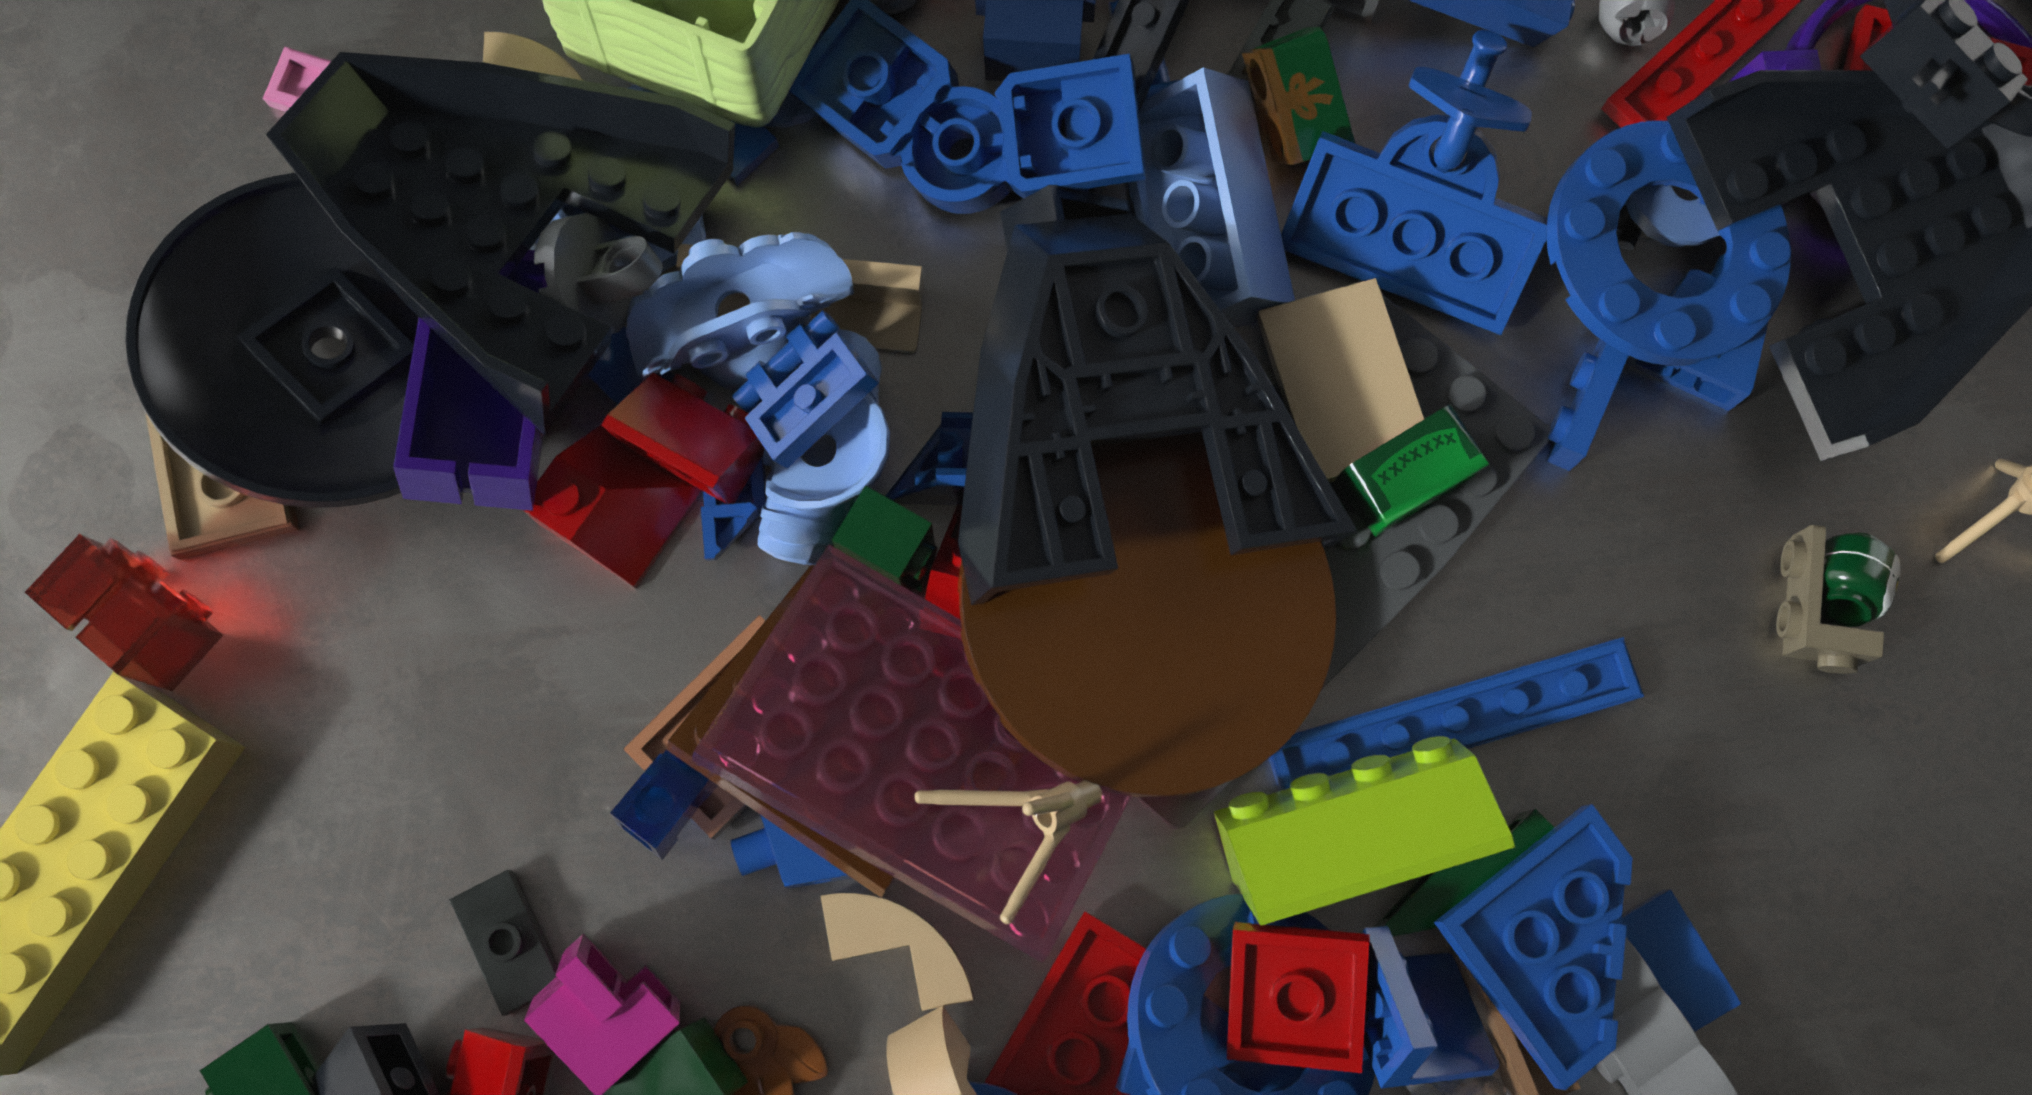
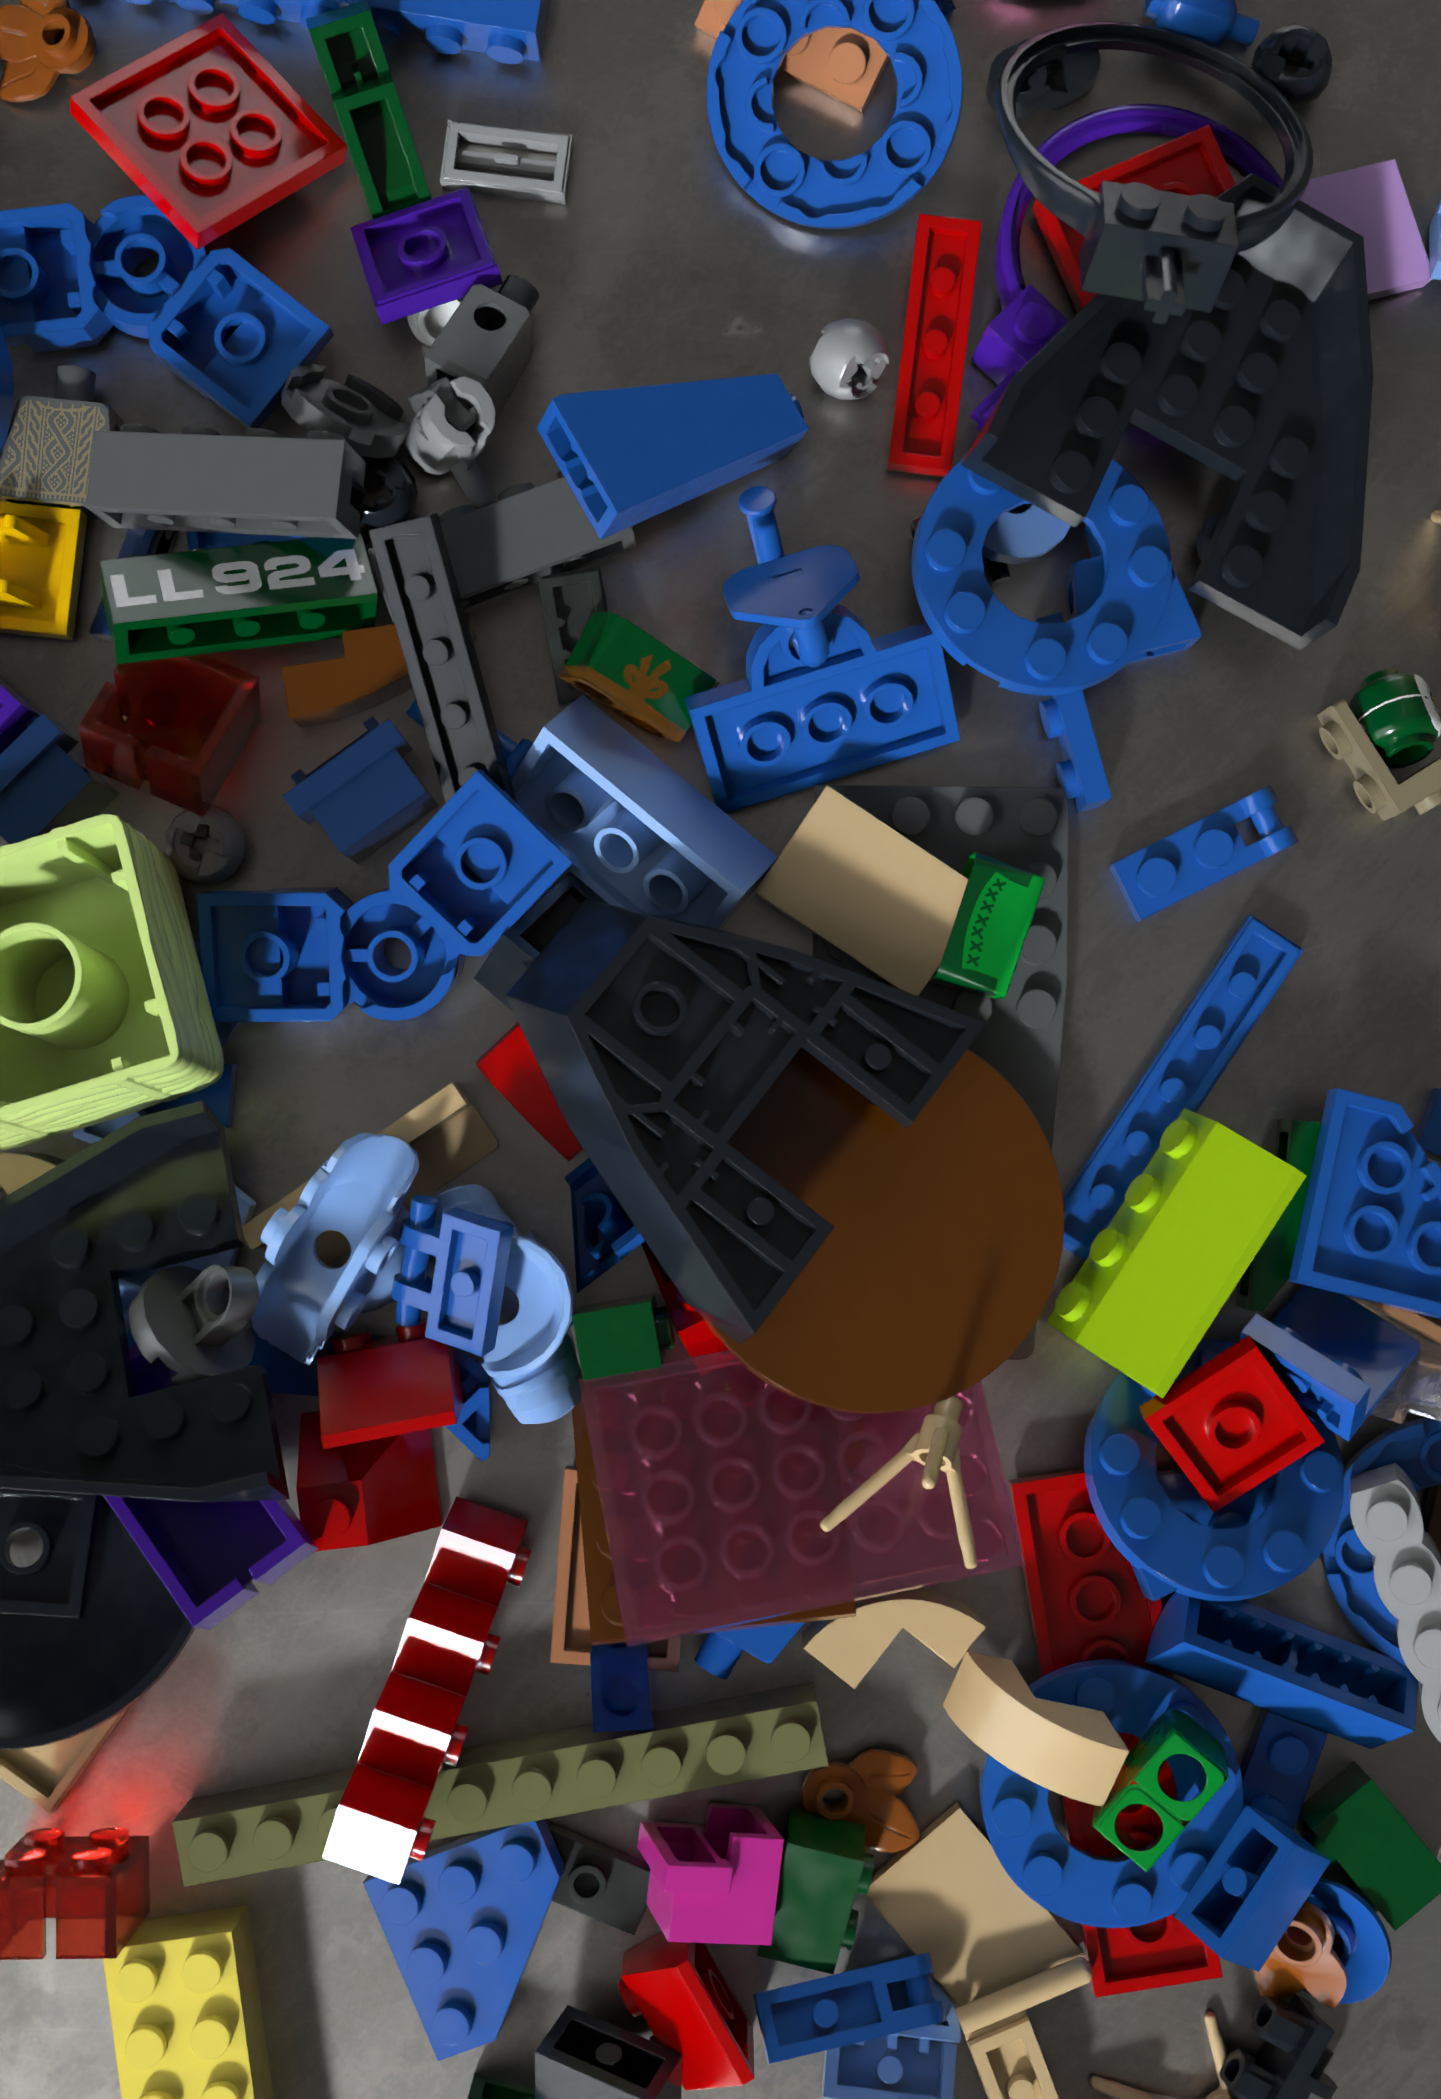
camera: 35 degrees left, 10 degrees up
(387, 899) = (468, 1928): none -> blue plate
(497, 688) = (420, 1706): none -> red brick
(511, 811) = (519, 1781): none -> olive brick
(970, 308) = (520, 1080): none -> red slope
(1620, 564) = (1200, 855): none -> blue plate

